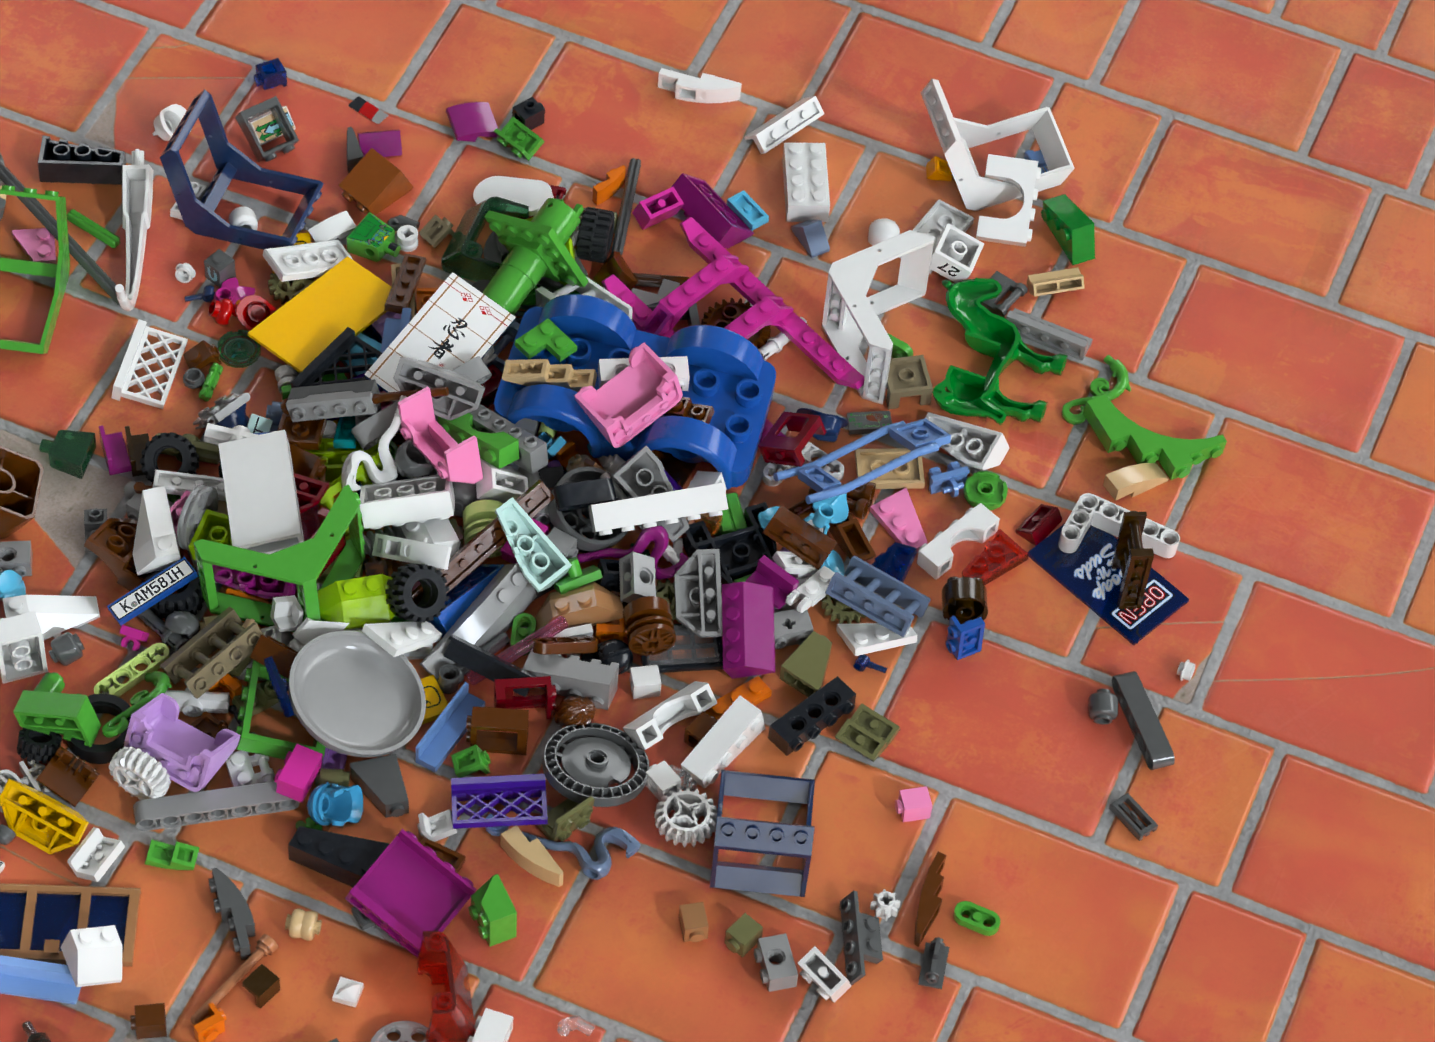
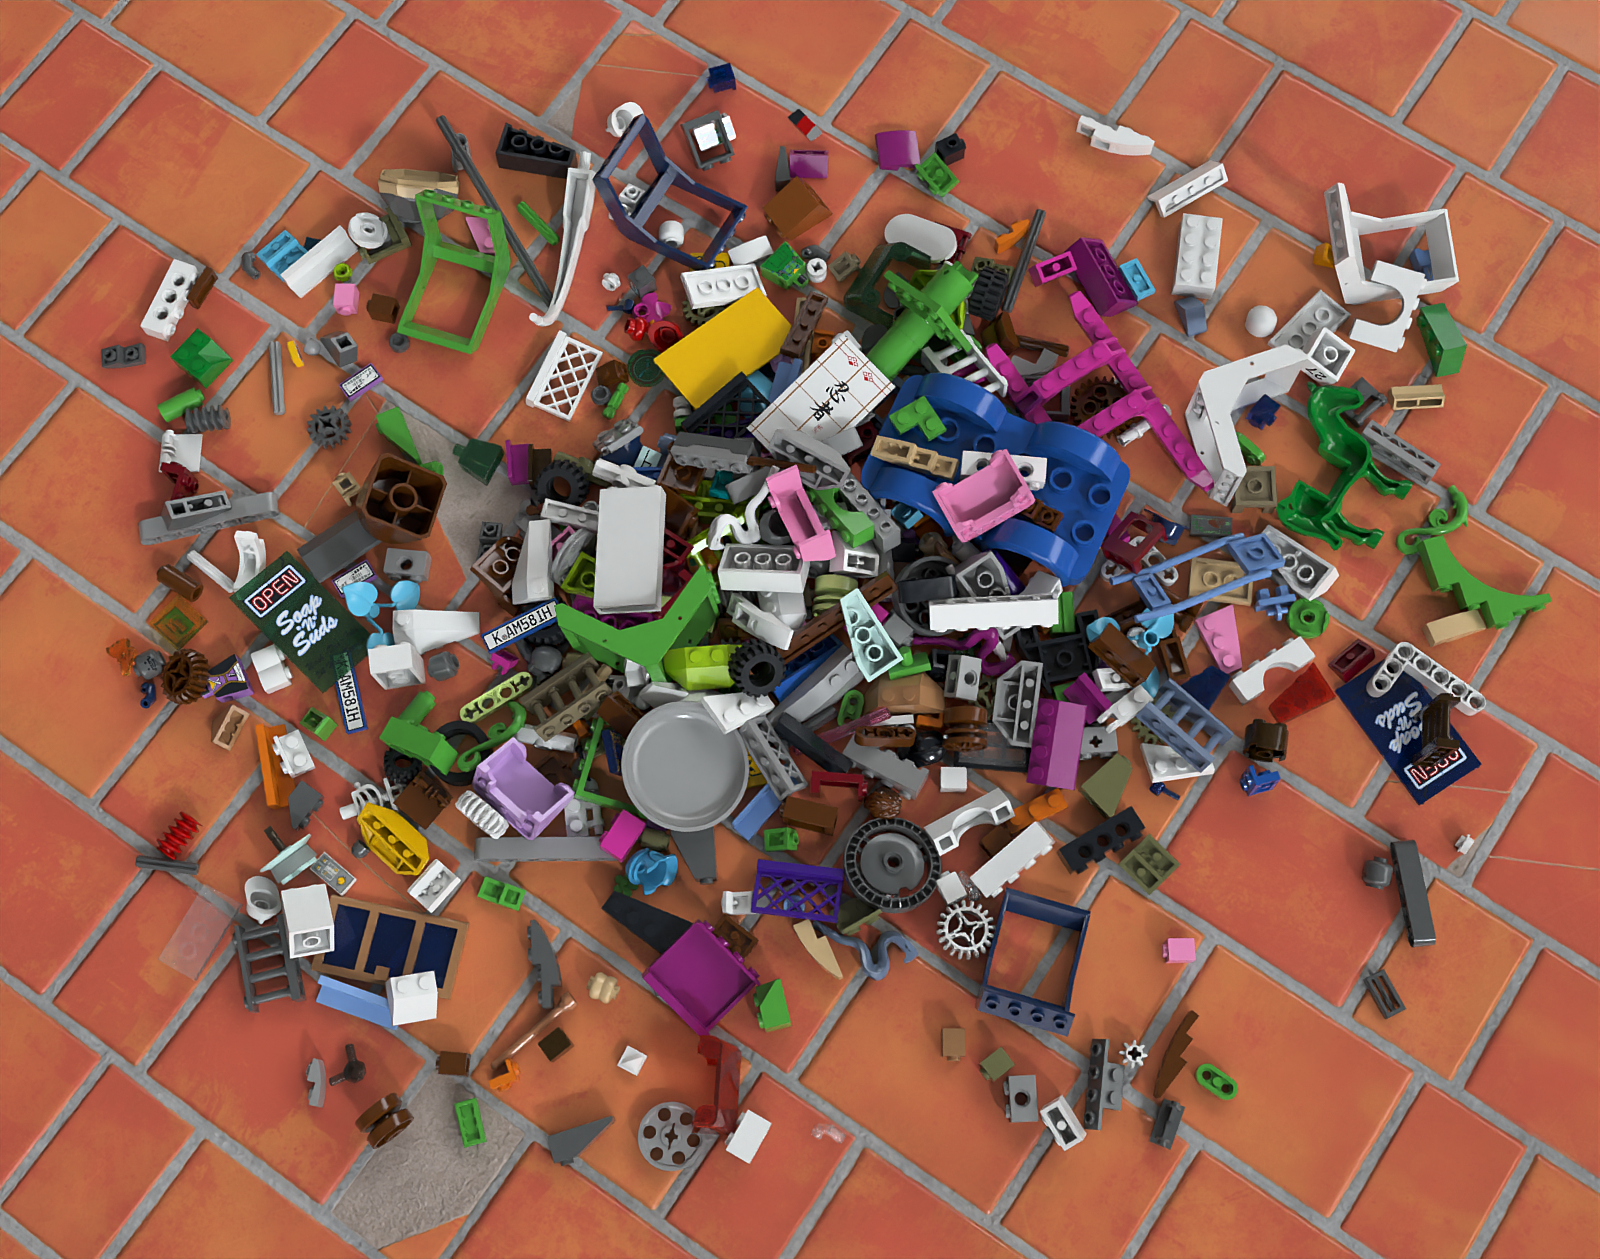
camera: 20 degrees right, 20 degrees up
(447, 678) = (768, 758): none -> light grey fence
(902, 312) = (1263, 412): none -> clear blue brick

